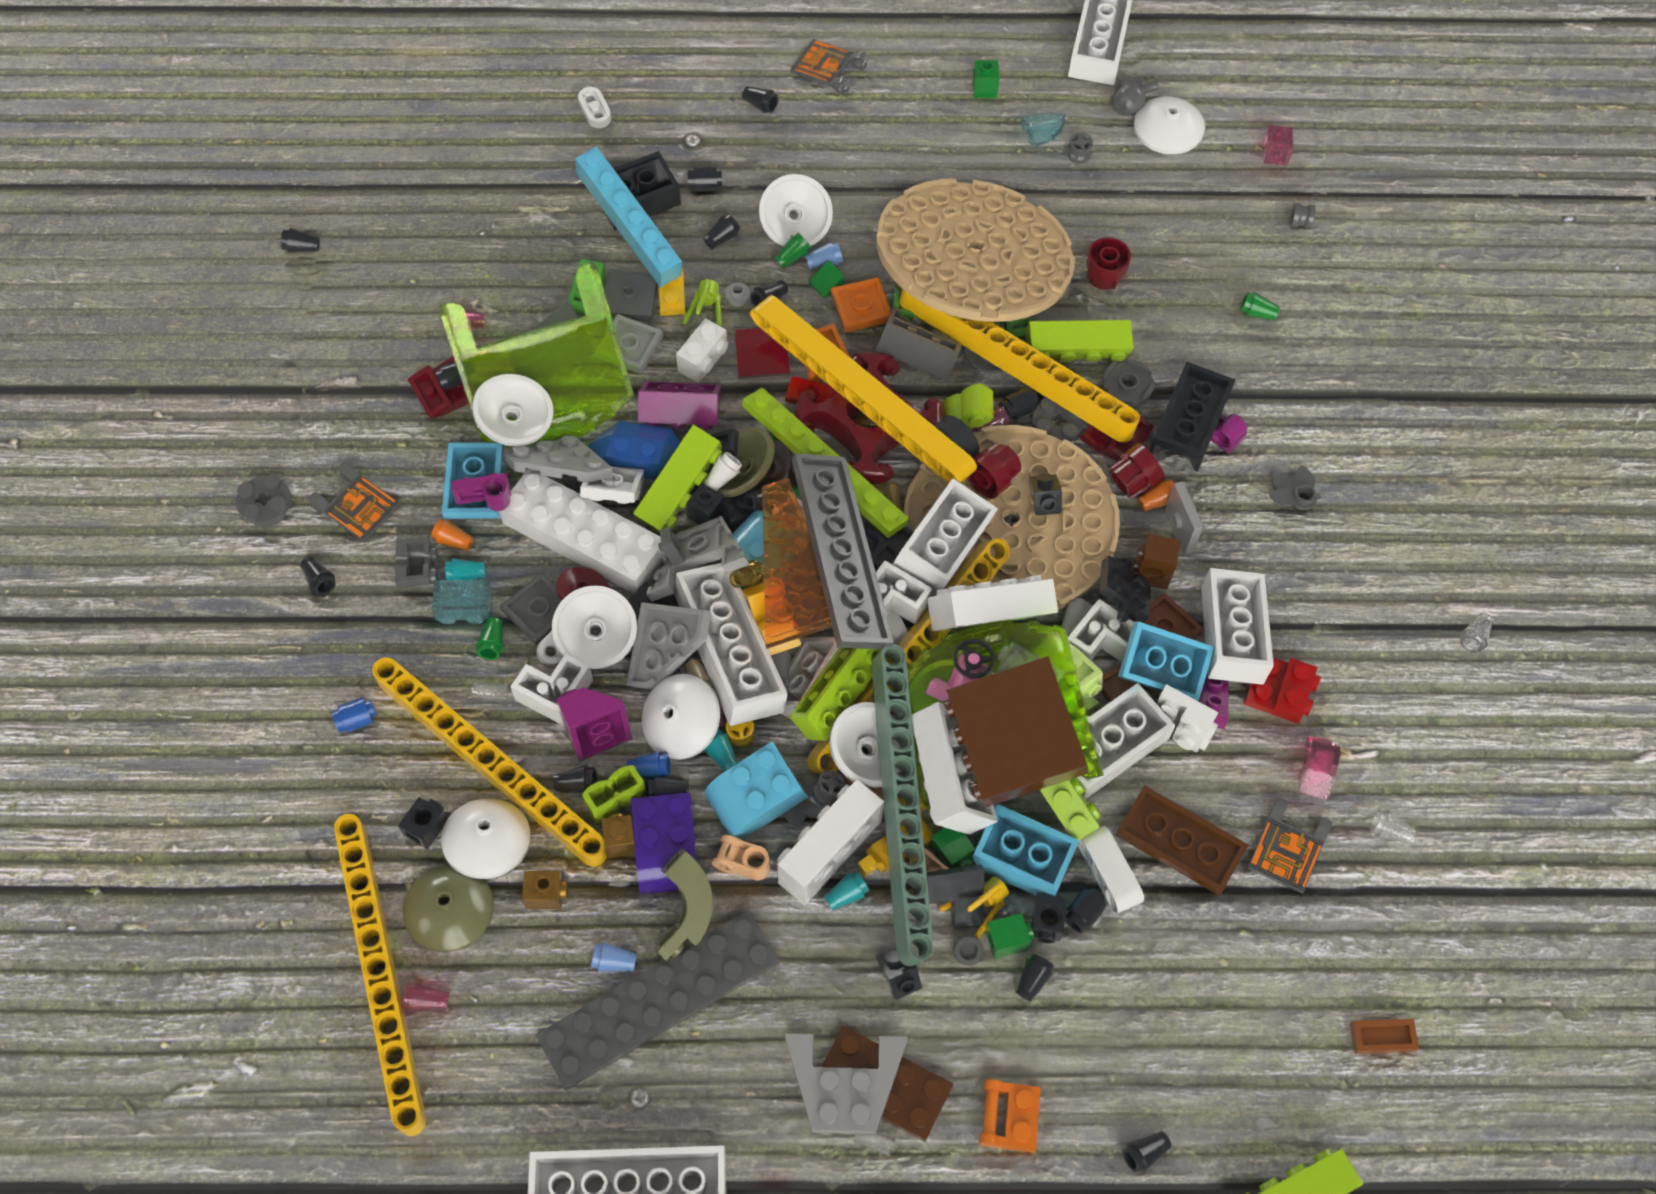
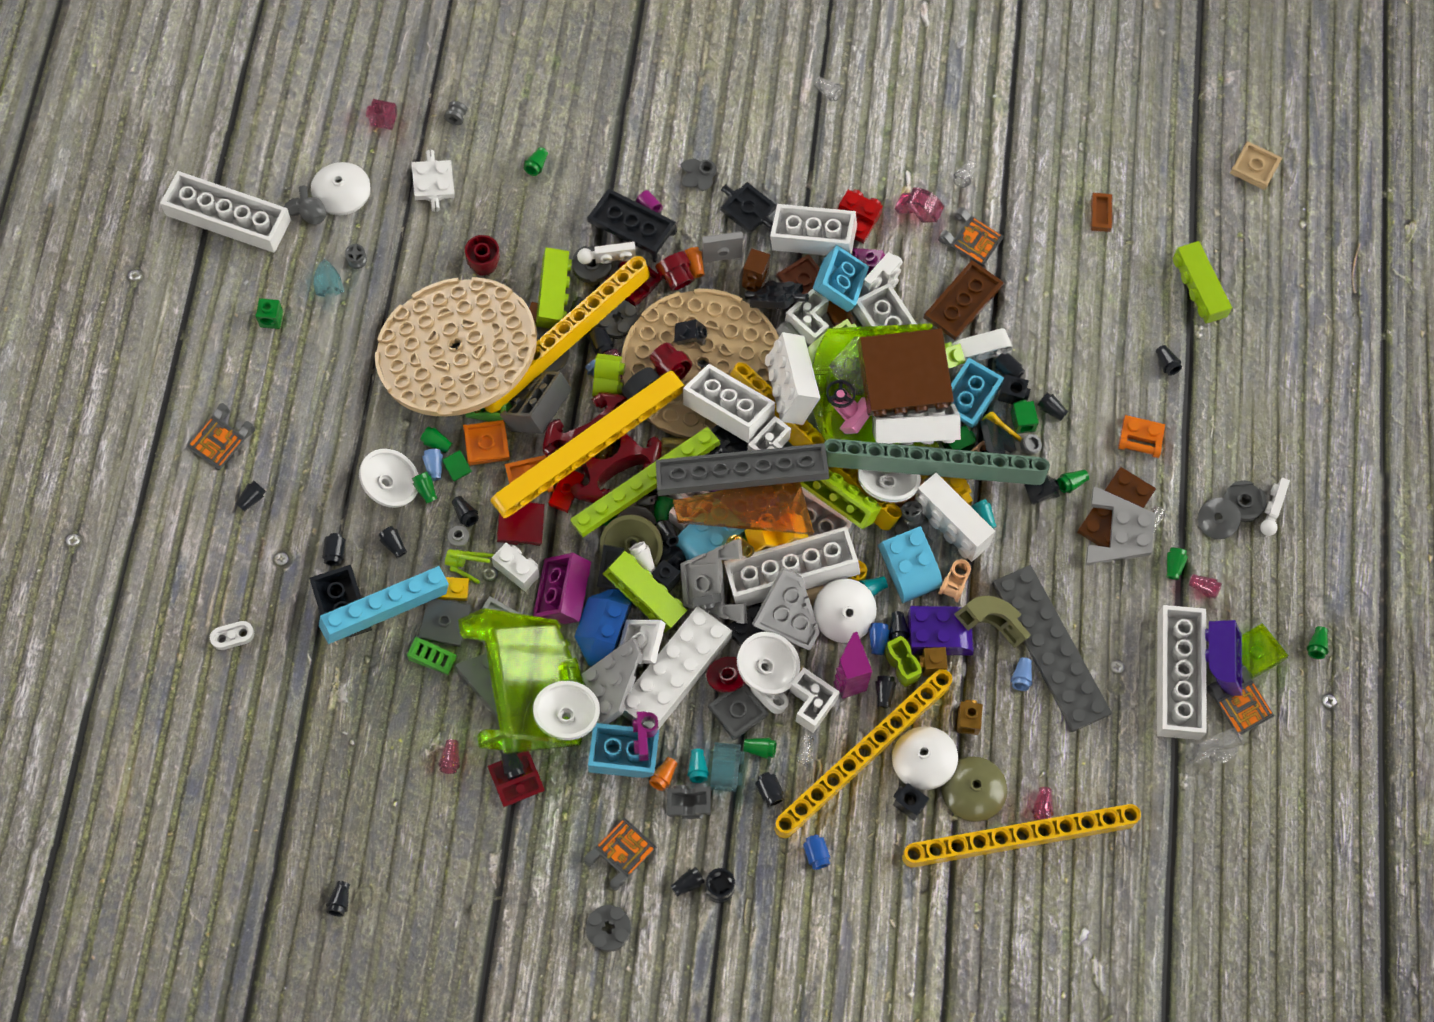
camera: 85 degrees left, 5 degrees up
(308, 606) = (720, 885): none -> black wheel
(435, 653) = (769, 789): none -> black brick
(807, 1175) = (1175, 562): none -> green cone
(857, 252) = (435, 440): none -> green cone
(919, 1013) = (1070, 481): none -> green cone
(1140, 389) = (608, 253): none -> white plate
(1203, 208) = (433, 180): none -> white plate
(1259, 548) = (748, 207): none -> black plate

